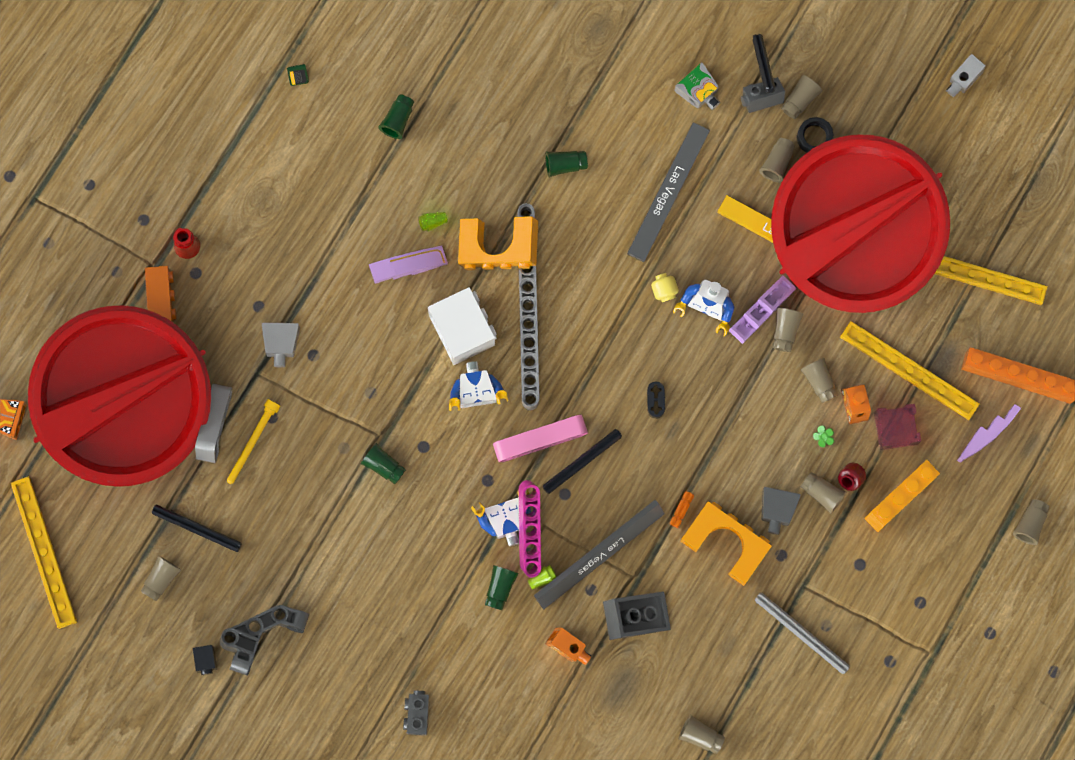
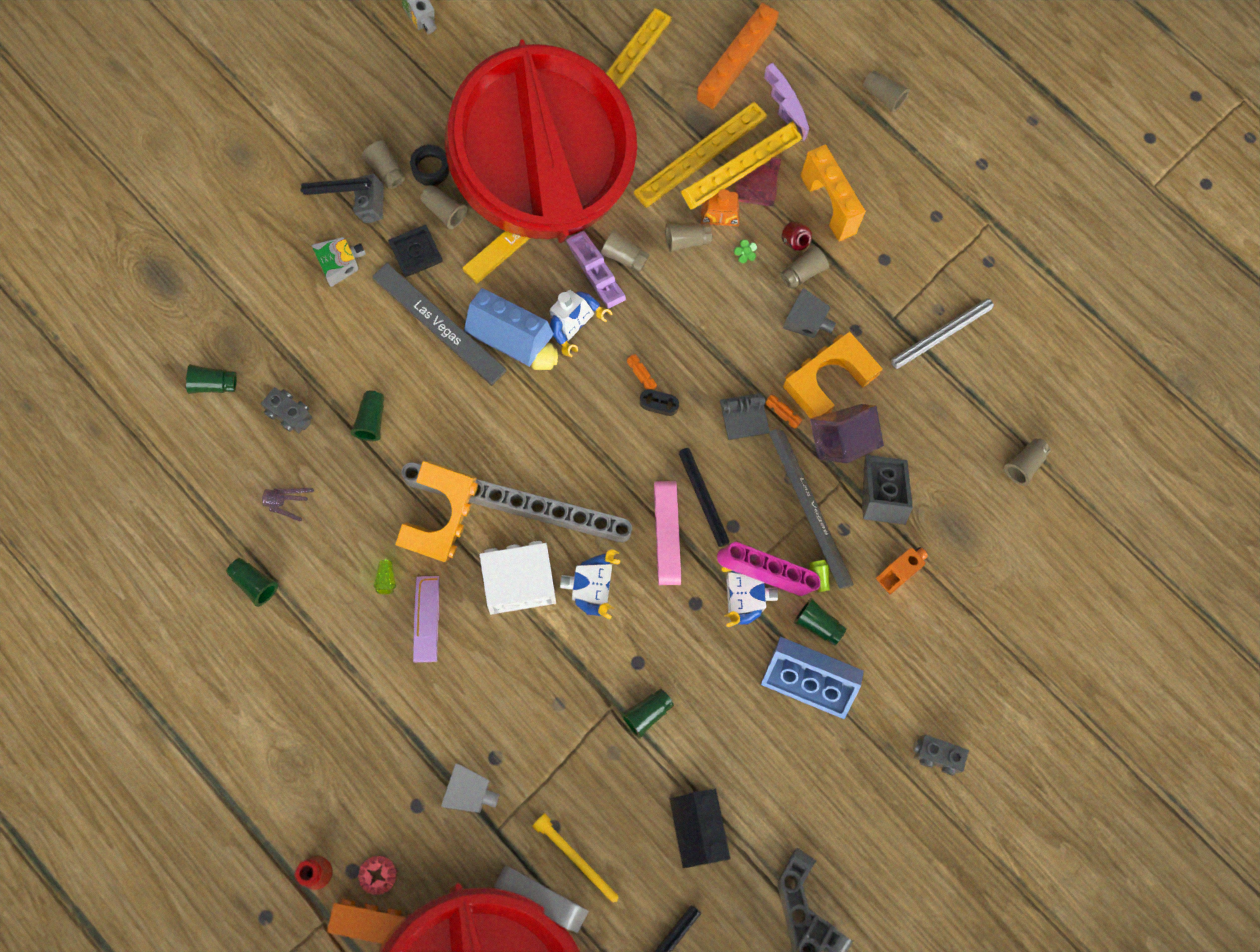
camera: 75 degrees left, 5 degrees down
(201, 300) = (388, 873): none -> coral gear
(297, 75) = (158, 681): slope -> none
(302, 532) = (699, 828): none -> black slope
(452, 592) = (812, 678): none -> medium blue slope
(472, 110) = (276, 498): none -> plant
(548, 99) = (291, 414): none -> dark grey brick
(556, 23) = (209, 380): none -> dark green plant
(666, 477) = (744, 416): none -> dark grey hinge
(674, 567) = (847, 433): none -> clear purple slope
(678, 249) = (507, 327): none -> medium blue slope
(678, 377) = (641, 372): none -> orange axle
(729, 150) = (415, 250): none -> black plate
(901, 407) = (741, 165): none -> yellow tile

